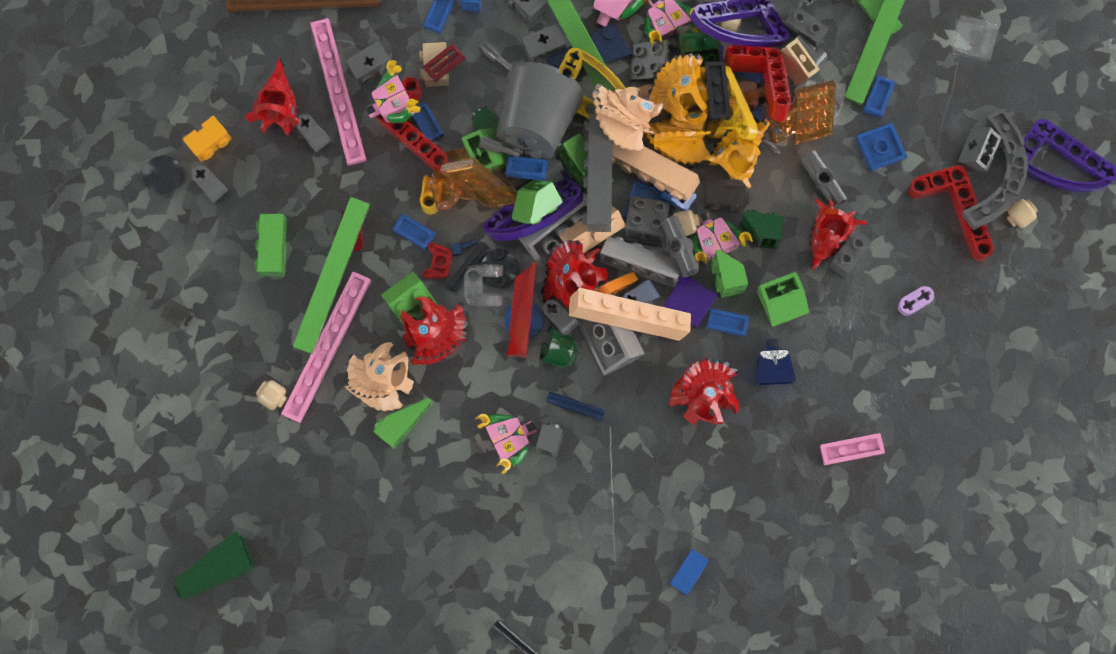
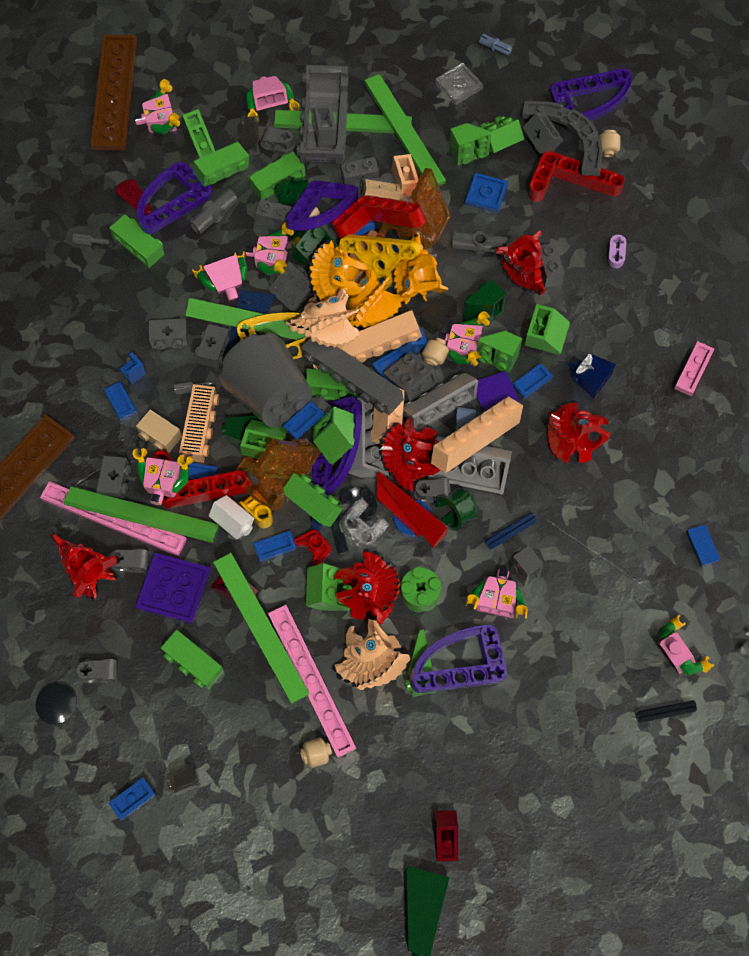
camera: 55 degrees left, 10 degrees down
(135, 289) = (132, 799): none -> blue plate
(208, 139) = (62, 641): light orange brick -> none
(284, 543) = (446, 835): none -> dark red slope
(317, 183) = (173, 588): none -> dark purple plate
(356, 110) = (141, 514): none -> bright green tile
(407, 179) = (231, 517): none -> white brick
(423, 461) = (489, 666): none -> dark purple beam
(447, 69) = (165, 435): dark red tile -> none
(464, 361) = (422, 600): none -> bright green brick
(467, 88) = (198, 423): none -> light nougat brick
(471, 229) = (312, 499): none -> bright green brick
(496, 146) = (269, 426): dark grey axle -> none
(573, 614) = (677, 650): none -> torso
(618, 284) = (445, 426): orange beam -> none
(680, 246) = (443, 361): dark grey piece -> none
(717, 91) = (362, 251): black plate -> none
(835, 64) = (404, 173): none -> light nougat brick
(879, 96) = (449, 167): blue tile -> none
(912, 95) = (469, 143): none -> bright green slope
(949, 112) = (504, 132): none -> bright green slope
(1043, 37) = (495, 44): none -> sand blue axle

